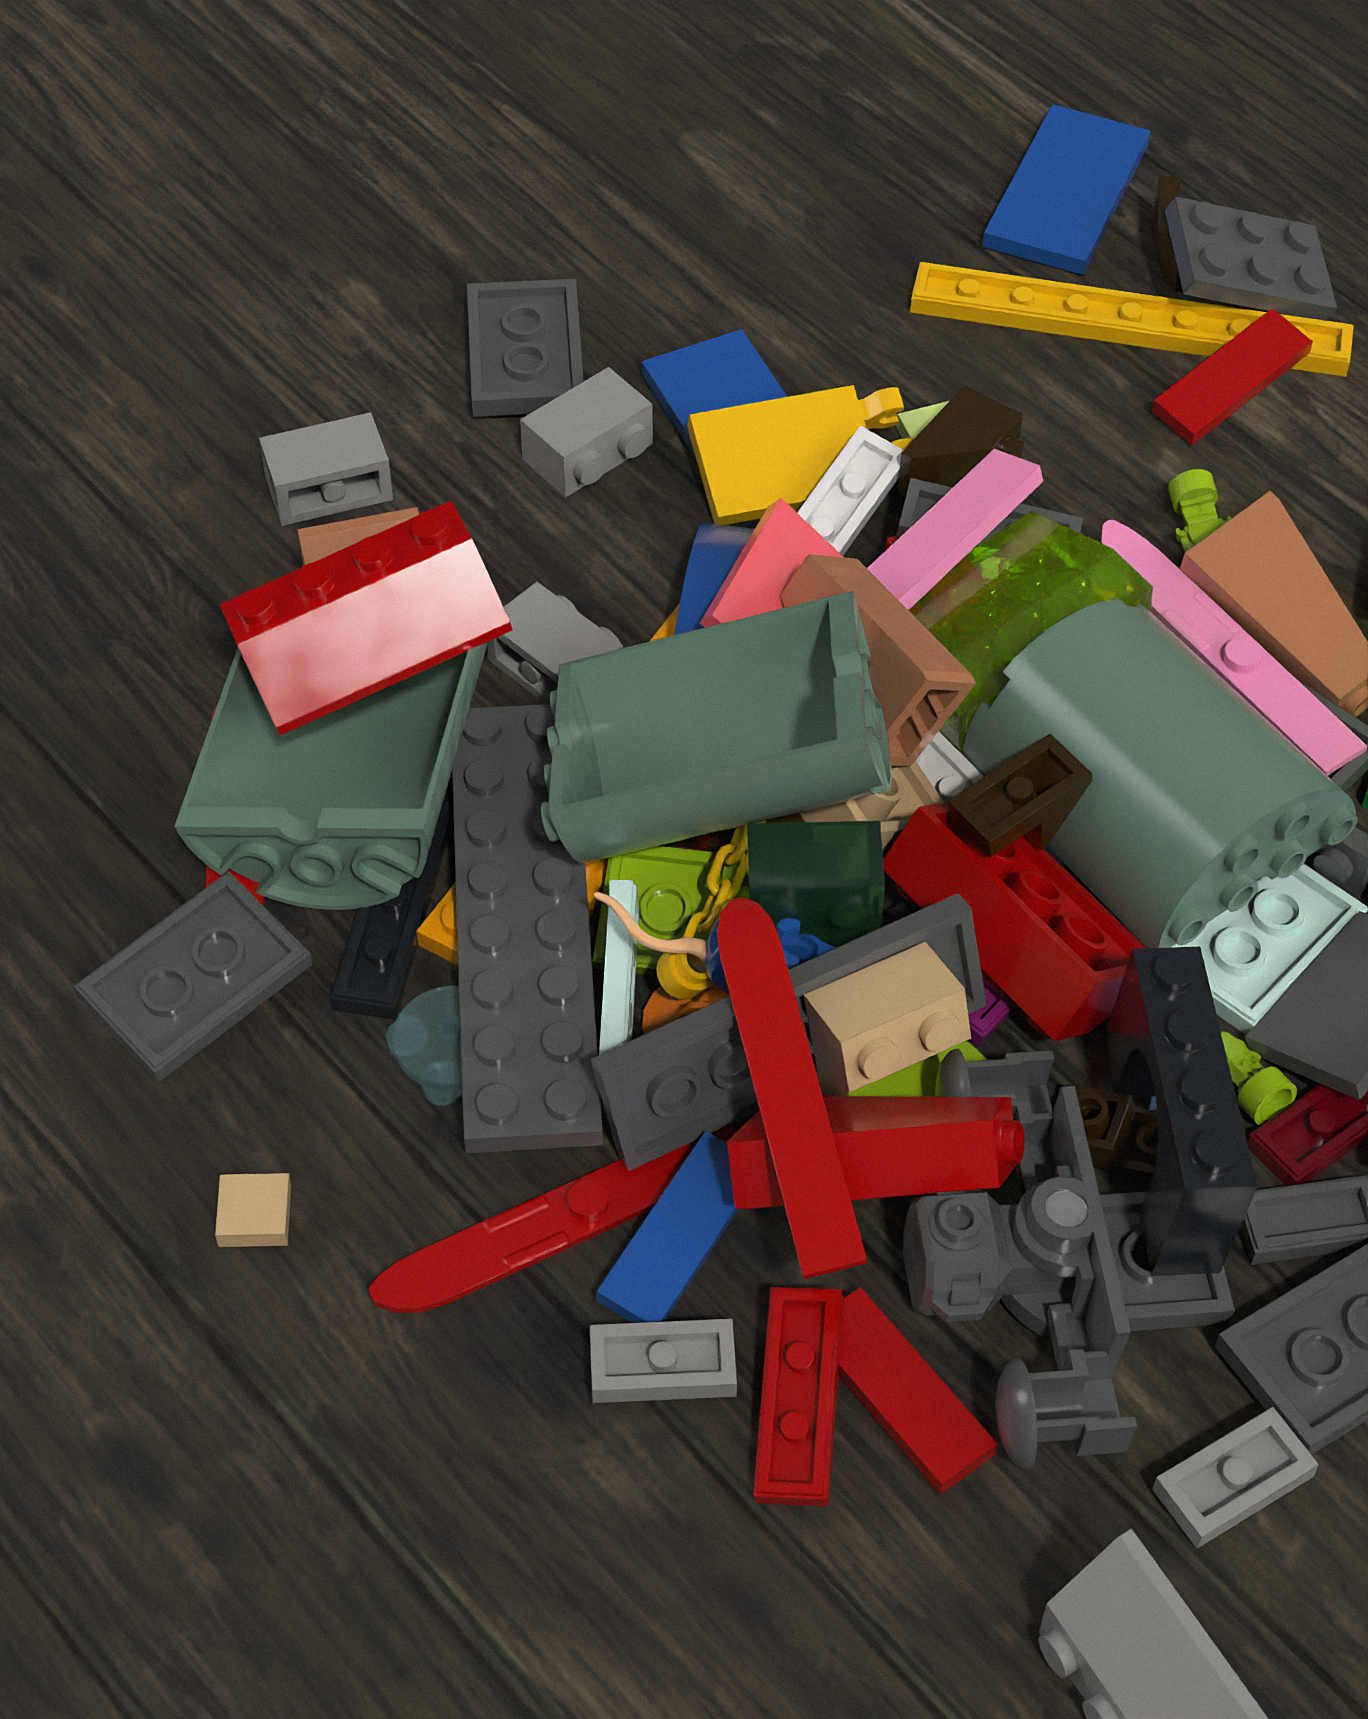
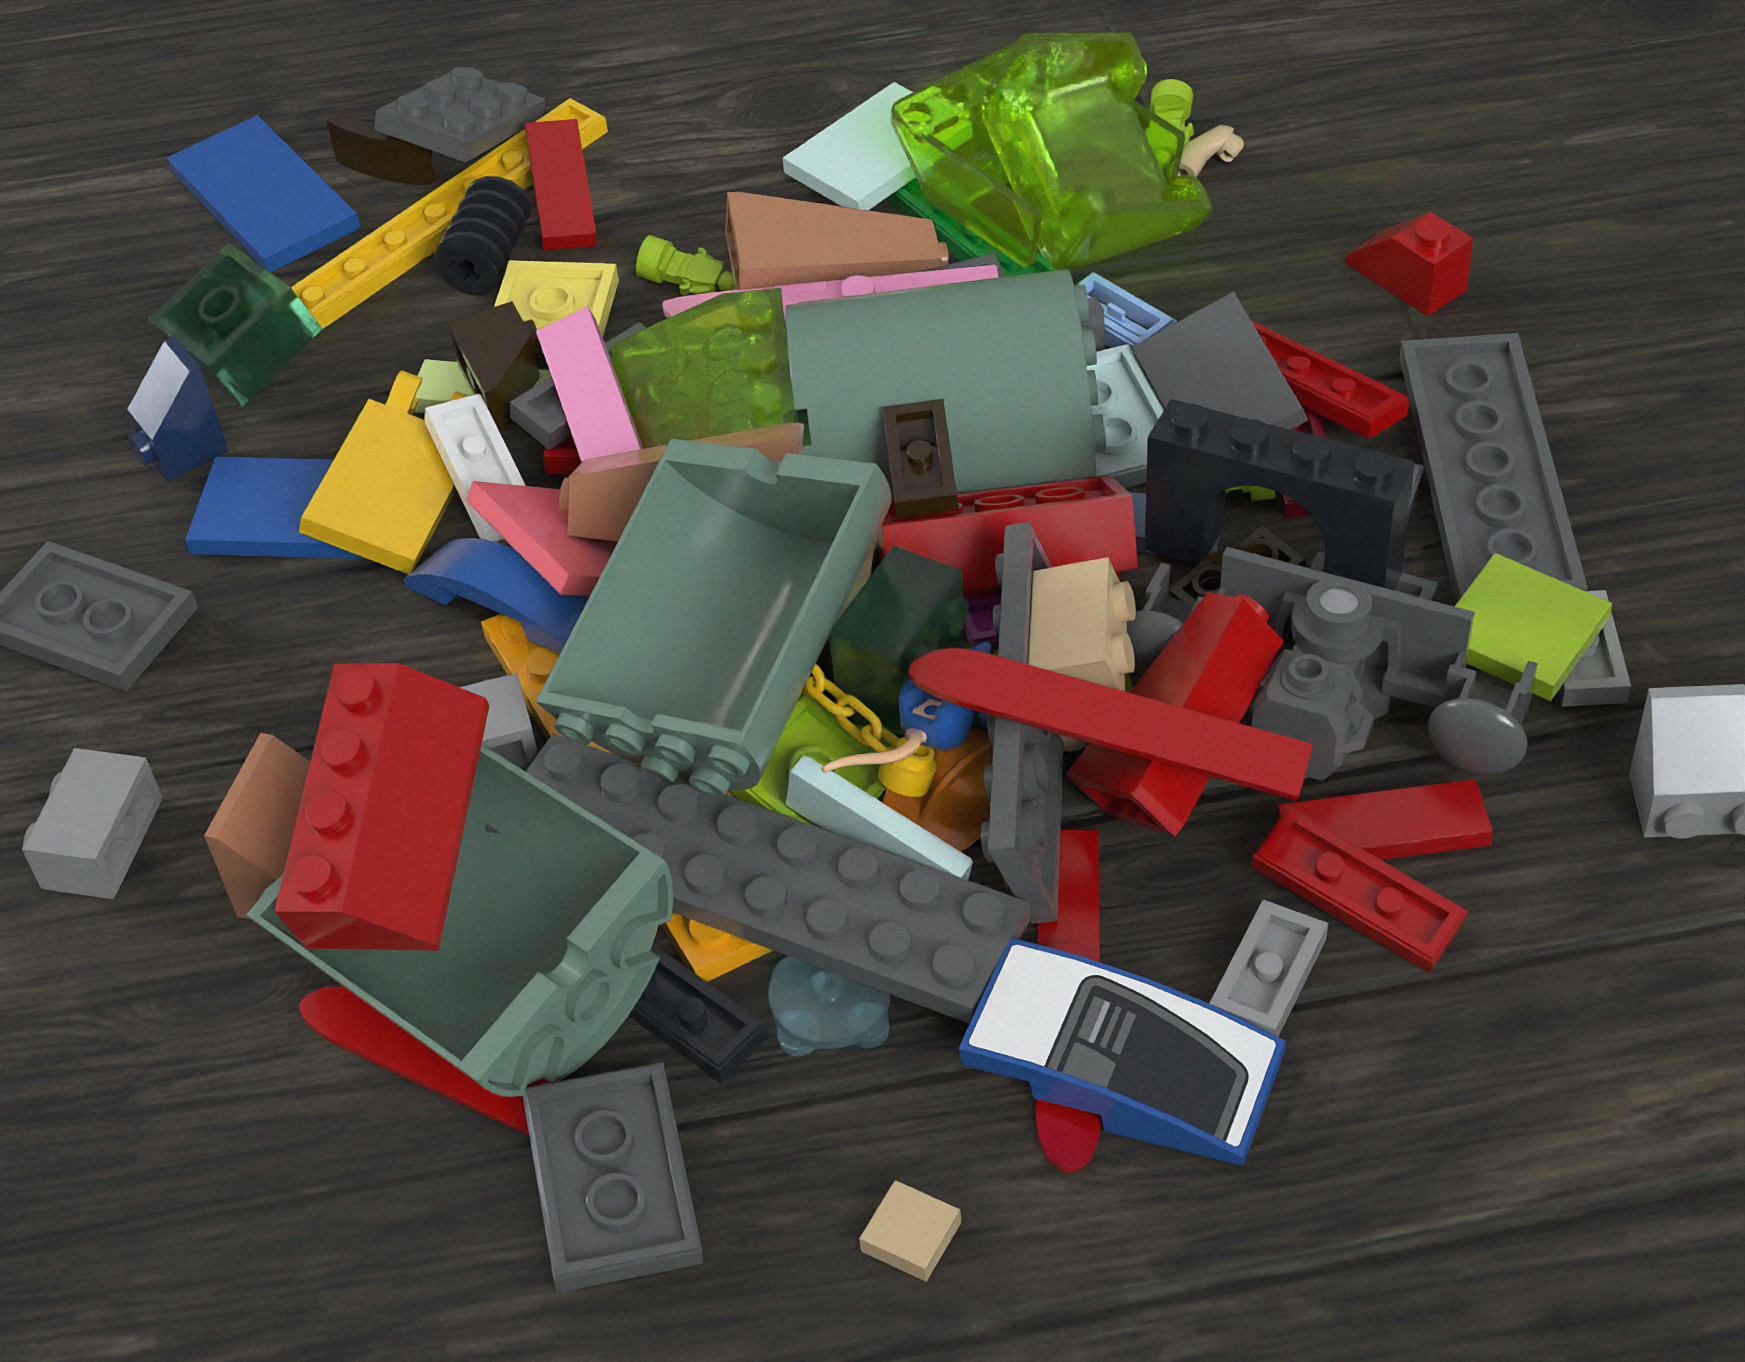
camera: 55 degrees left, 5 degrees down
(504, 1283) = (1124, 1050): none -> slope
(587, 432) = (235, 609): light grey brick -> none
(673, 1237) = (1146, 907): blue tile -> none
(752, 278) = (174, 415): none -> dark blue slope
(875, 254) = (237, 323): none -> clear green brick
(1084, 453) = (558, 289): none -> light yellow plate
(1117, 352) = (482, 235): none -> black piece
(1205, 1402) = (1531, 619): none -> lime tile

